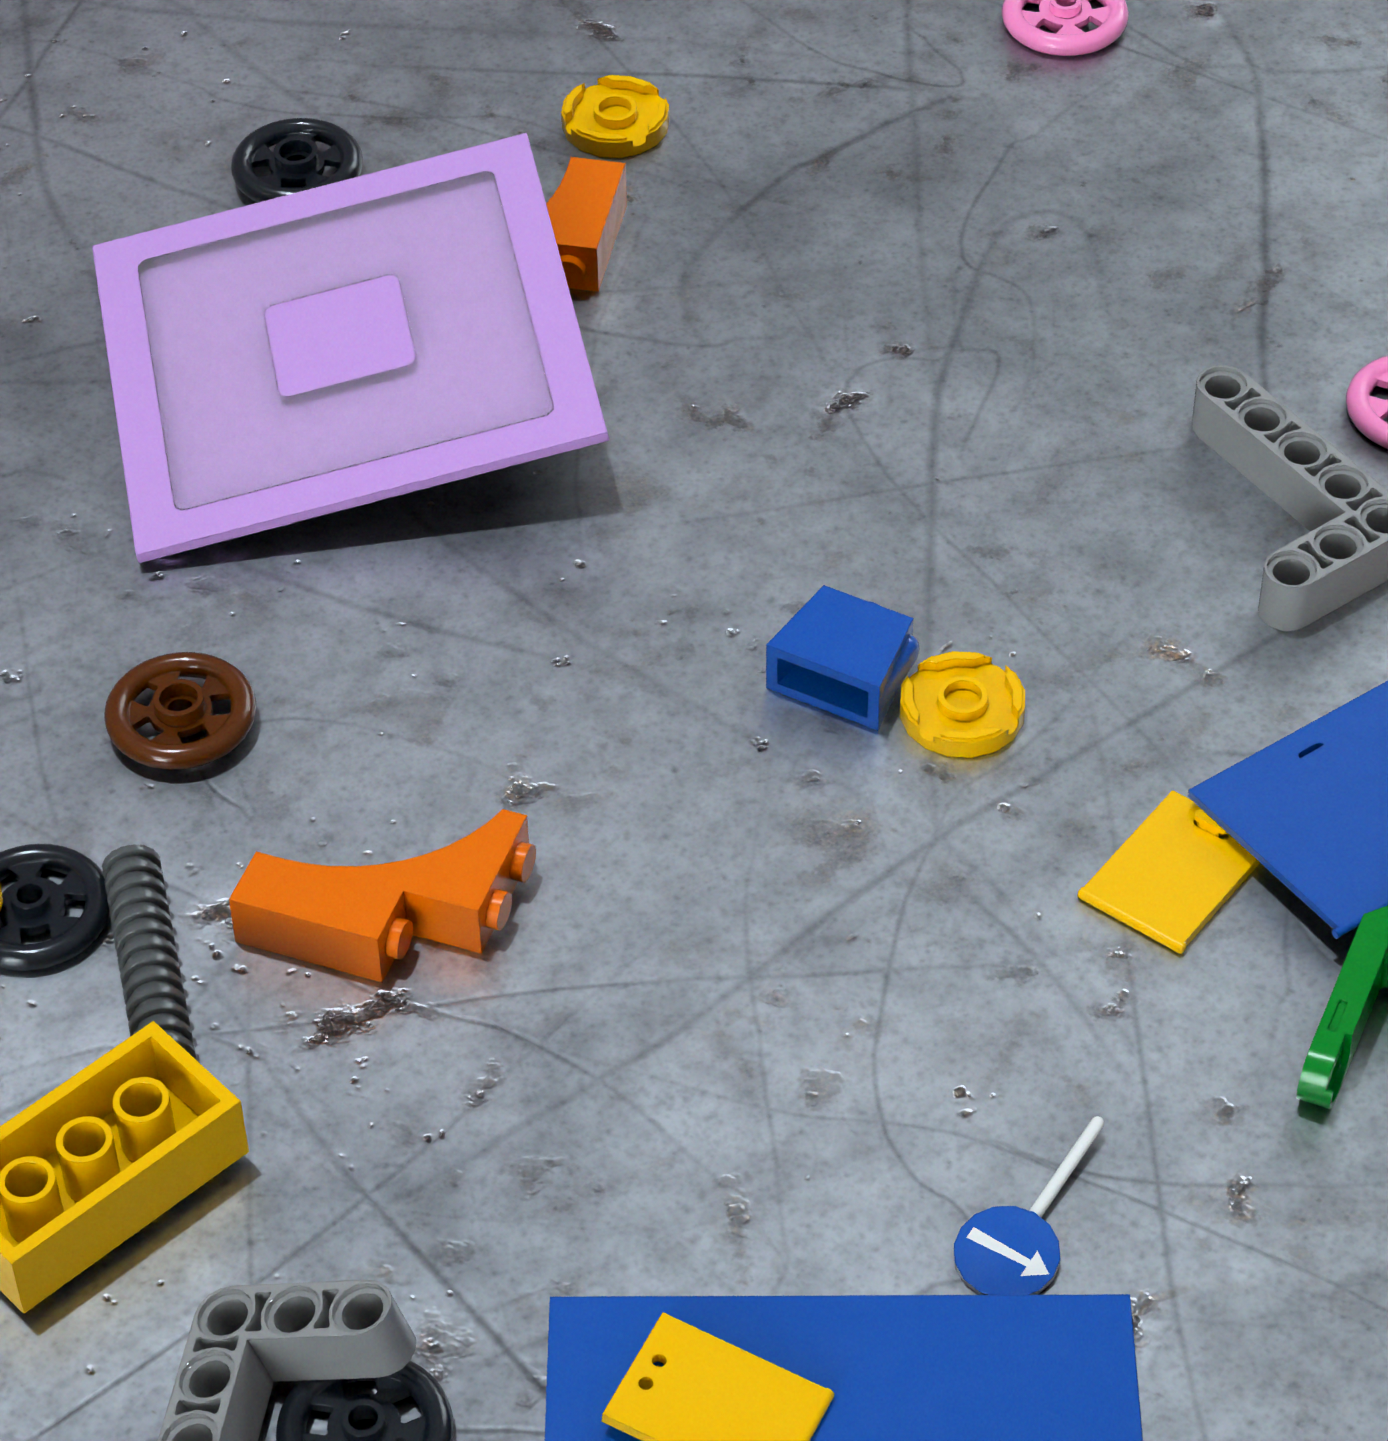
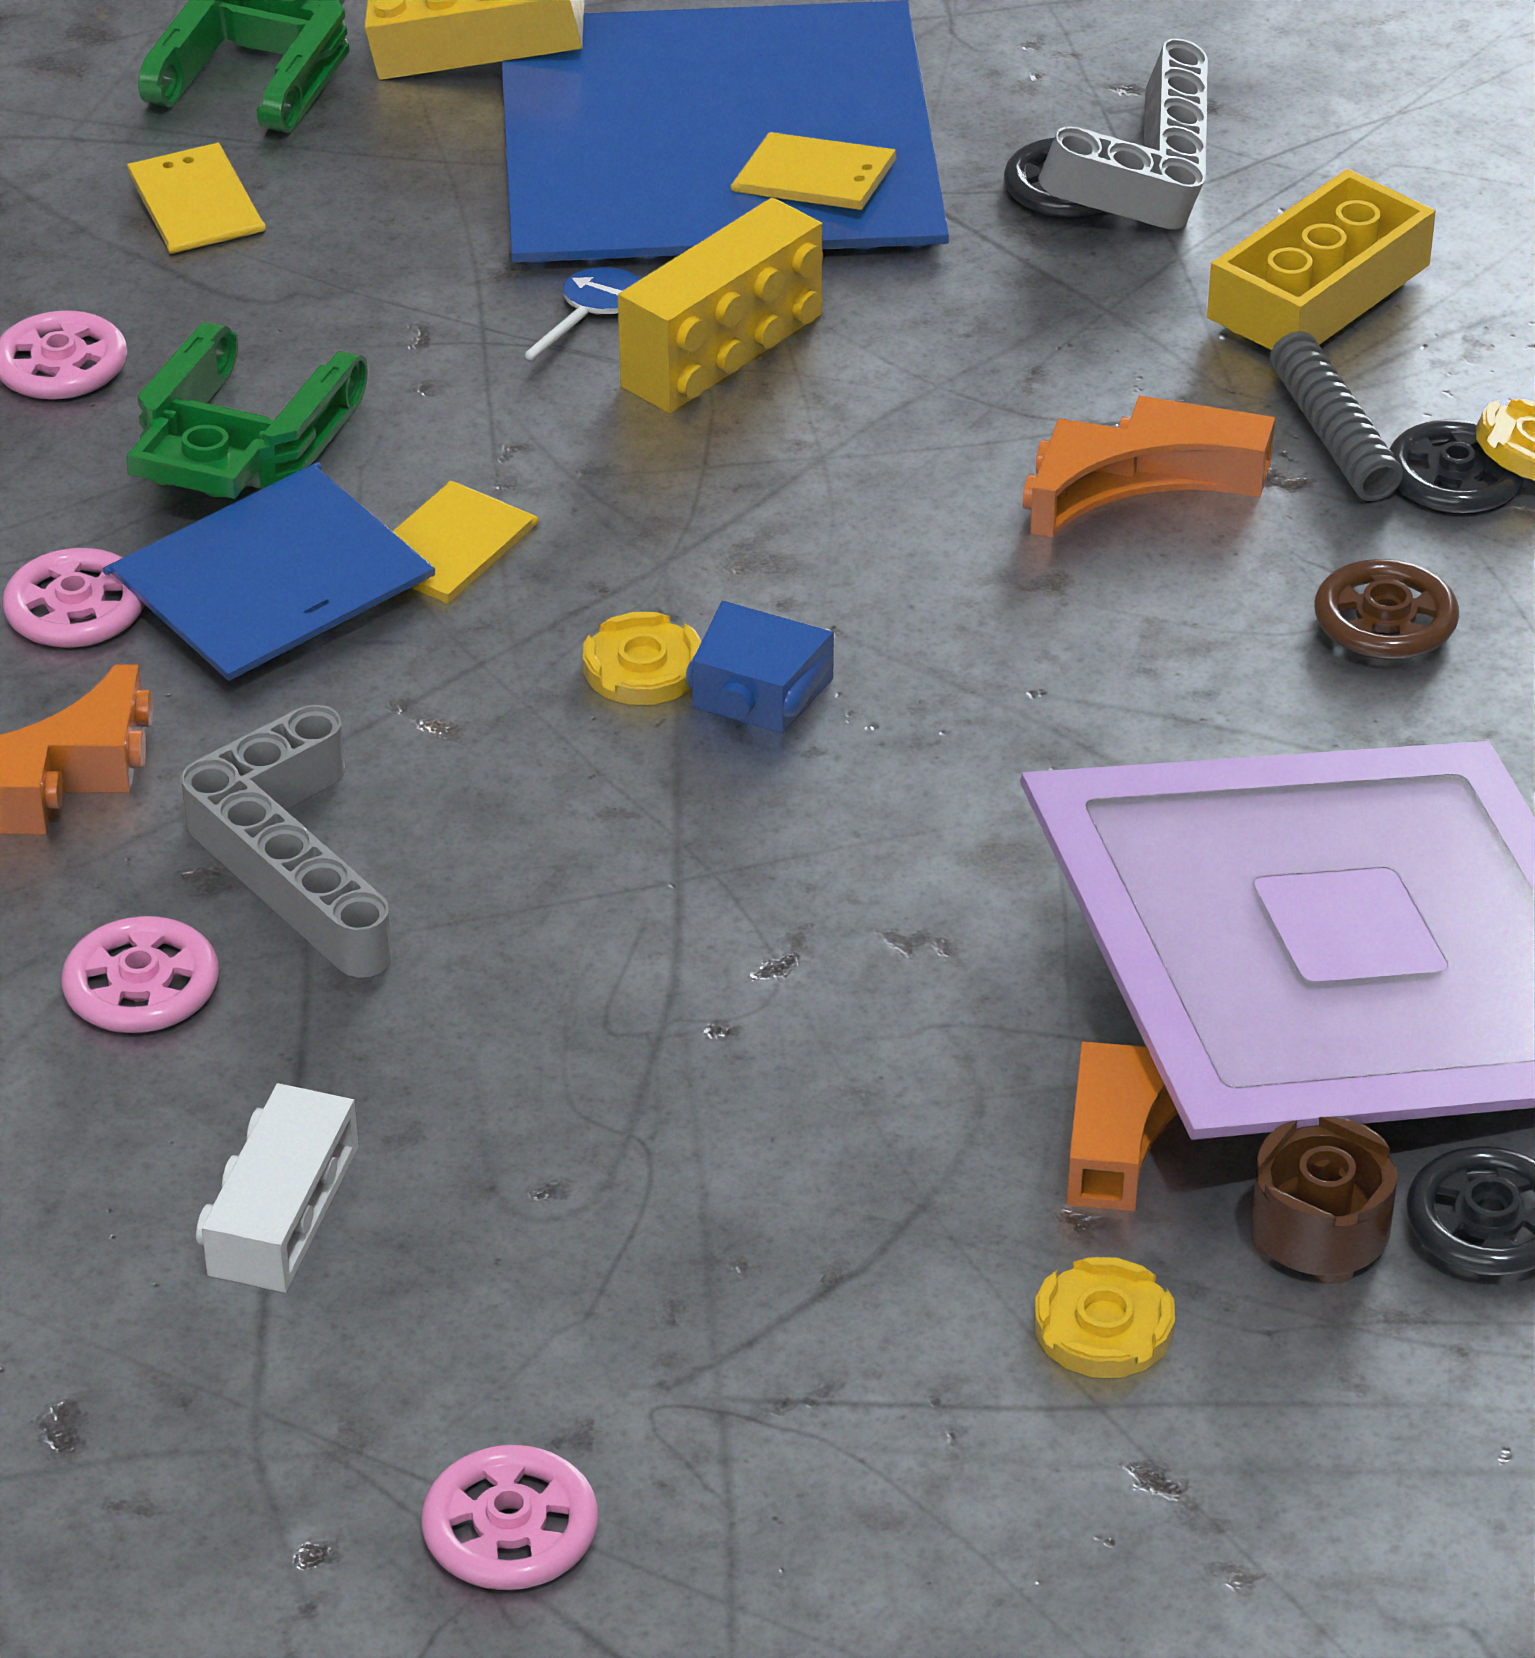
camera: 175 degrees right, 5 degrees down
(424, 124) = (1324, 1197): none -> reddish brown brick
(857, 1111) = (720, 304): none -> yellow brick
(1263, 206) = (278, 1187): none -> white brick

